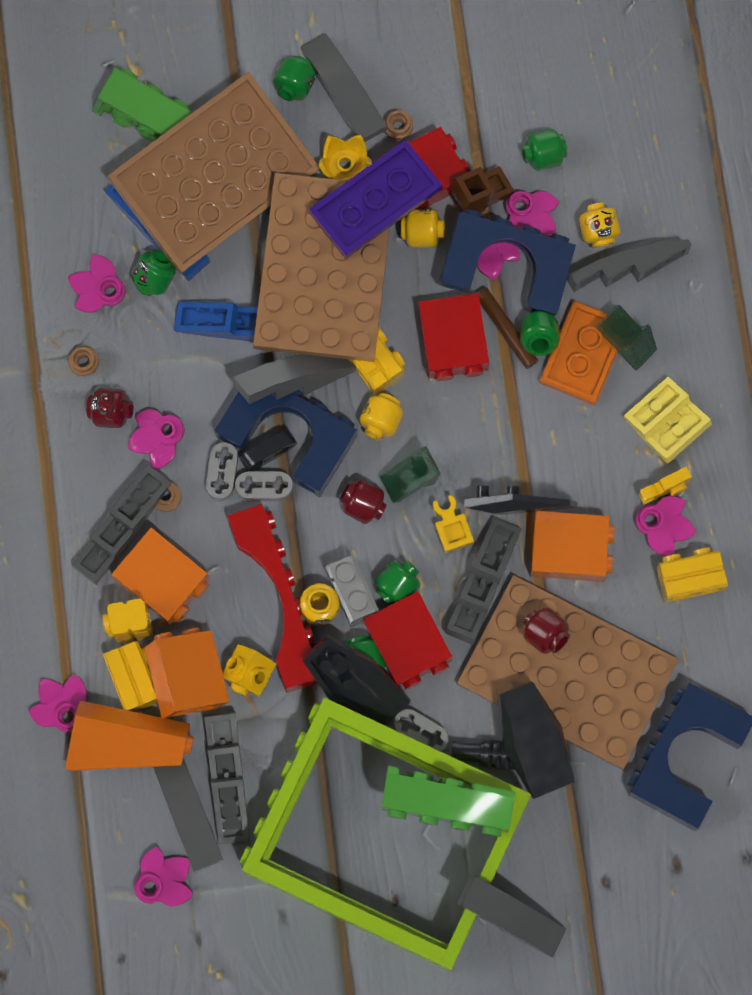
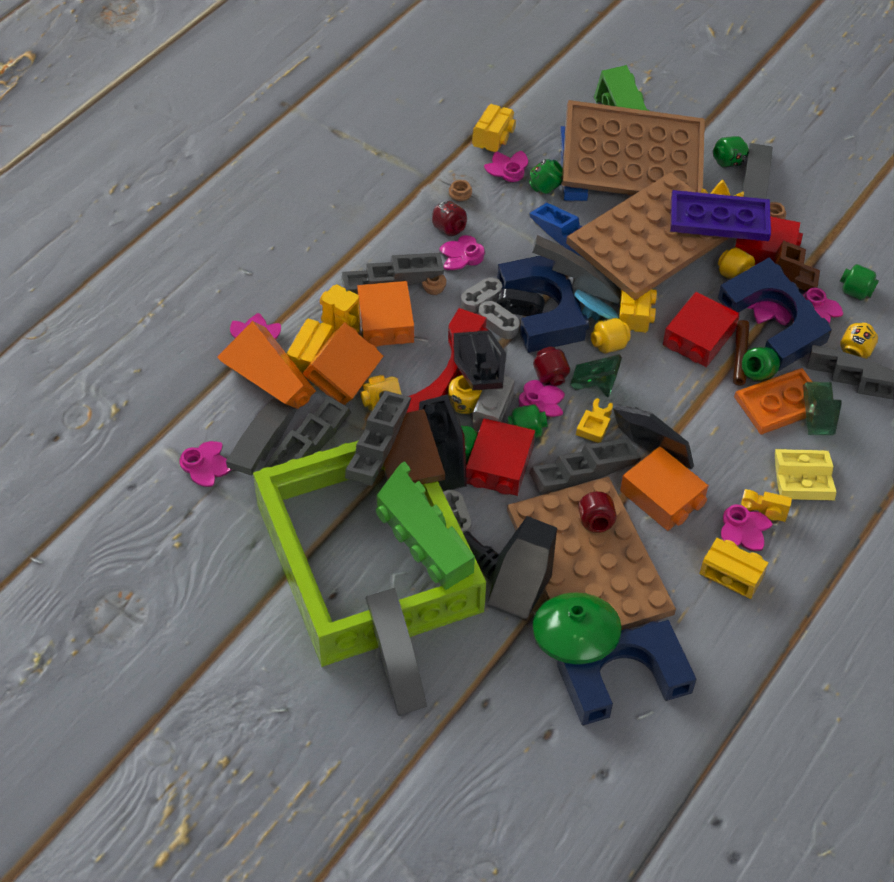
camera: 40 degrees right, 25 degrees down
(42, 253) = (493, 128): none -> yellow brick
(308, 564) = (480, 359): none -> black piece
(322, 745) = (378, 437): none -> dark grey slope
(343, 396) = (594, 306): none -> medium azure piece
(350, 728) = (417, 448): none -> reddish brown tile
(382, 537) = (544, 397): none -> dark pink plate
(628, 778) = (577, 628): none -> green dish

